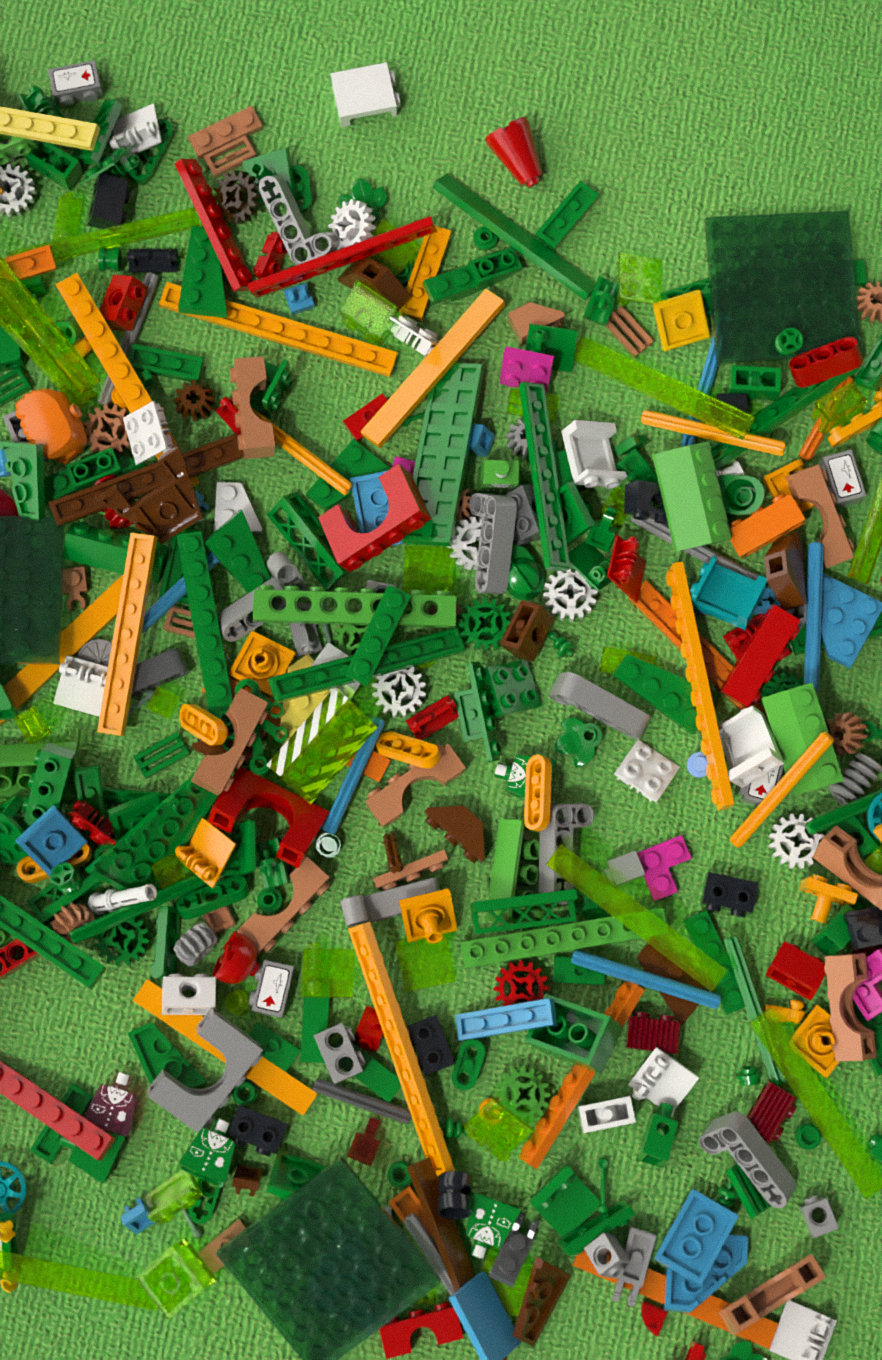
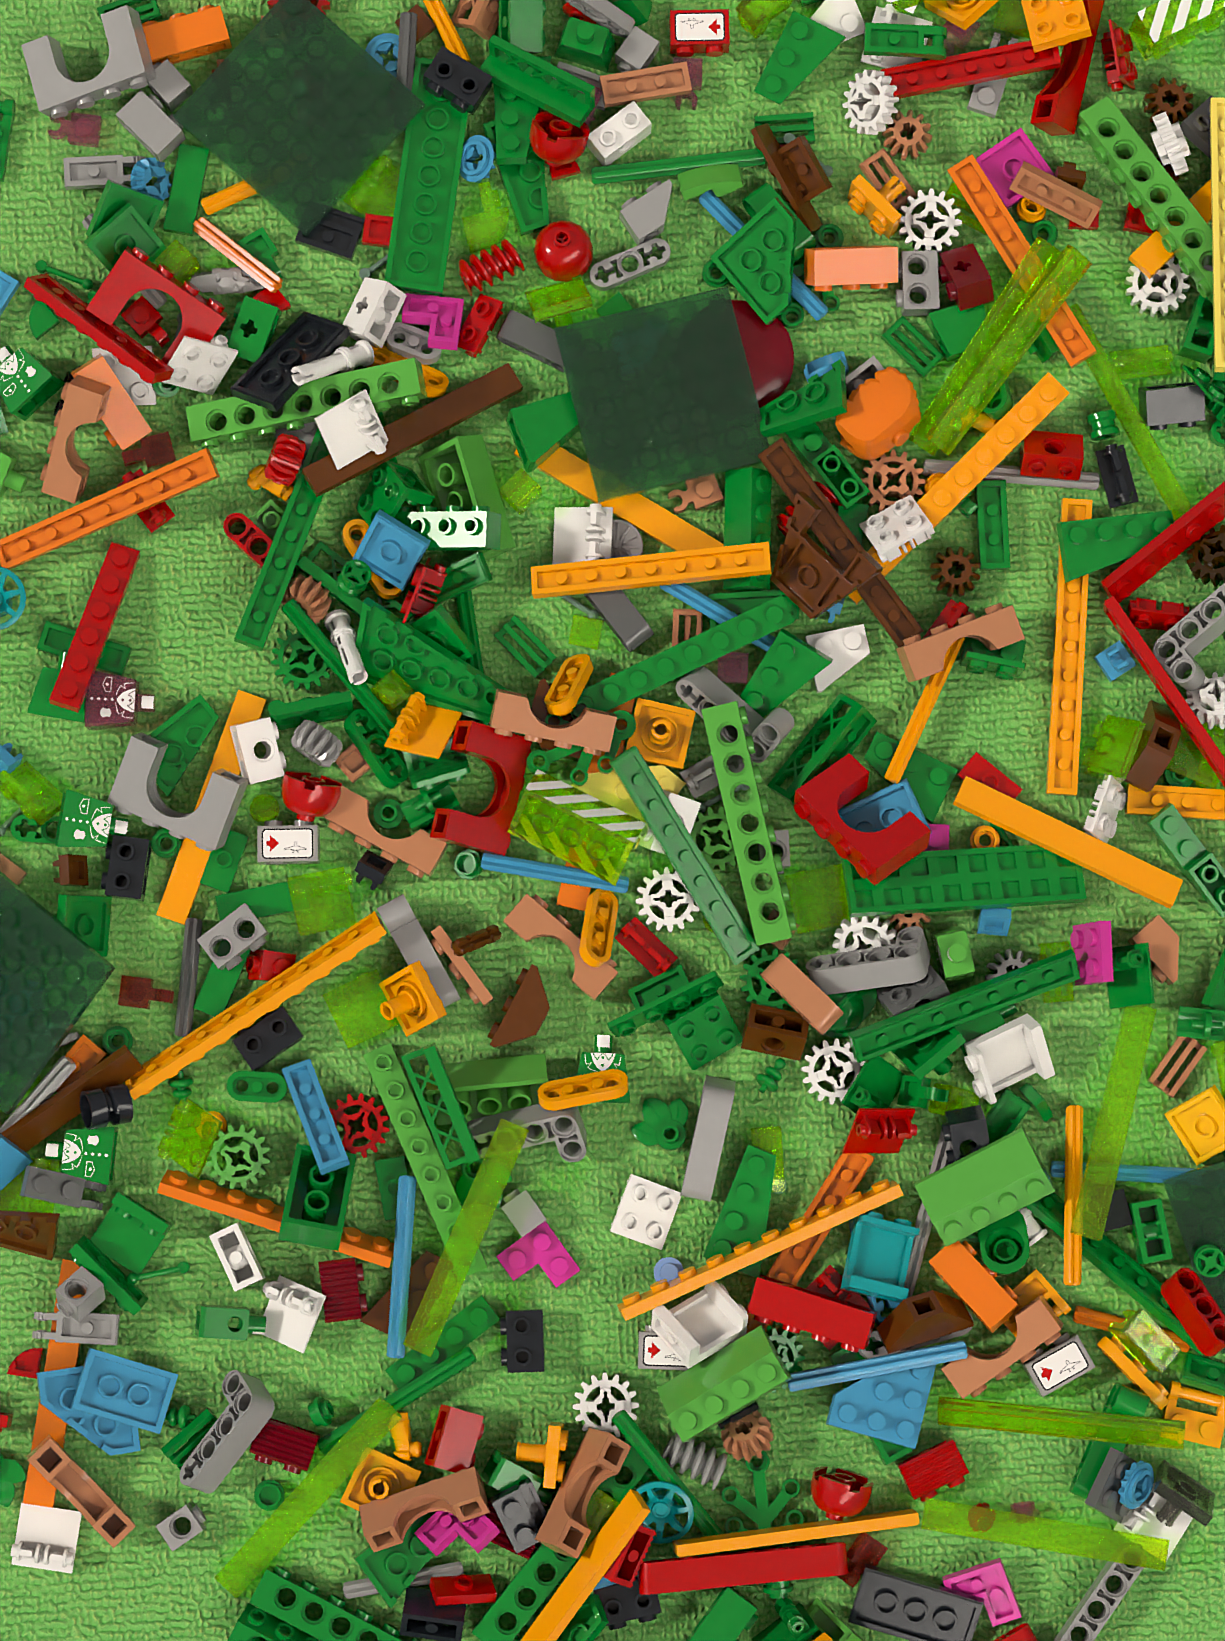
camera: 70 degrees right, 5 degrees up
(225, 592) = (733, 668): none -> clear pink plate
(311, 923) = (374, 868): none -> black tile
(377, 635) = (719, 858): green plate -> none
(410, 426) = (987, 831): none -> light orange plate
(503, 599) = (802, 994): none -> nougat beam
(781, 789) = (657, 1373): light orange axle -> none

